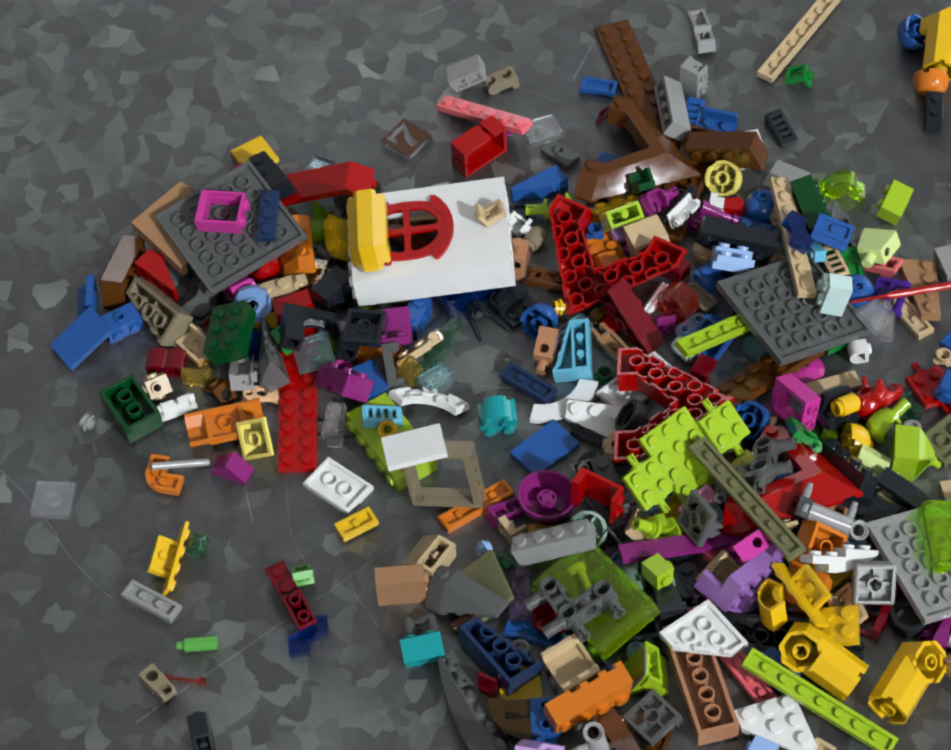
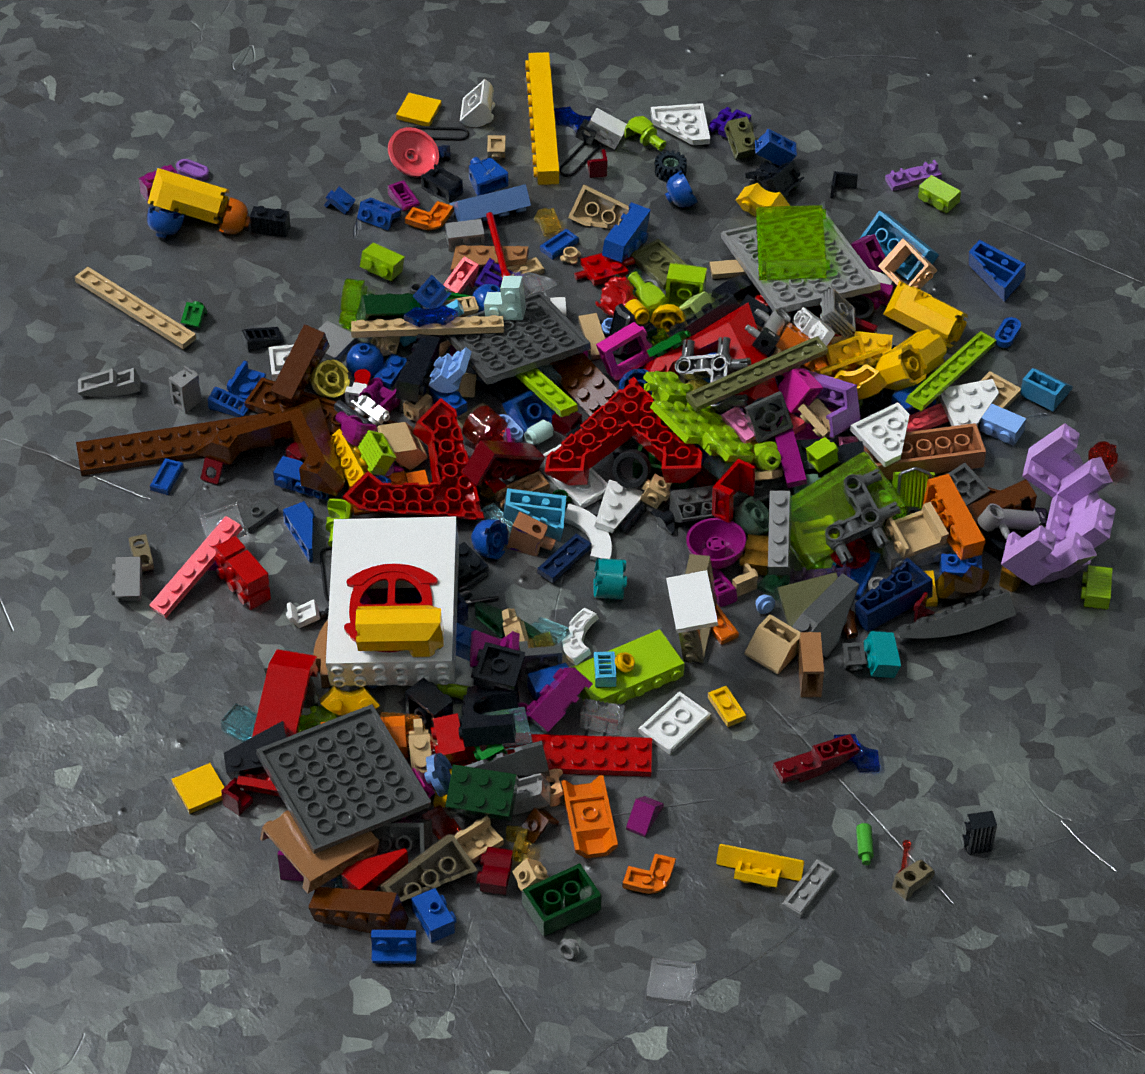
camera: 90 degrees left, 5 degrees down
(81, 338) = (453, 950): blue tile -> none
(178, 407) = (554, 857): white hinge -> none
(180, 464) = (639, 856): light grey bar -> none
(197, 546) = (745, 840): clear green wheel -> none
(210, 197) = (328, 792): dark pink window -> none
(254, 438) = (618, 778): light yellow slope -> none
(268, 216) = (342, 734): dark blue plate -> none
(303, 574) = (790, 745): bright green bracket -> none
(406, 139) = (205, 646): reddish brown tile -> none
(490, 213) = (391, 524): tan bracket -> none
(545, 448) = (645, 552): blue tile -> none
(559, 306) = (469, 521): yellow plate -> none
(641, 181) = (335, 431): dark green panel -> none
(672, 108) = (224, 409): light grey brick -> none
(877, 246) = (446, 271): yellowish green torso -> none

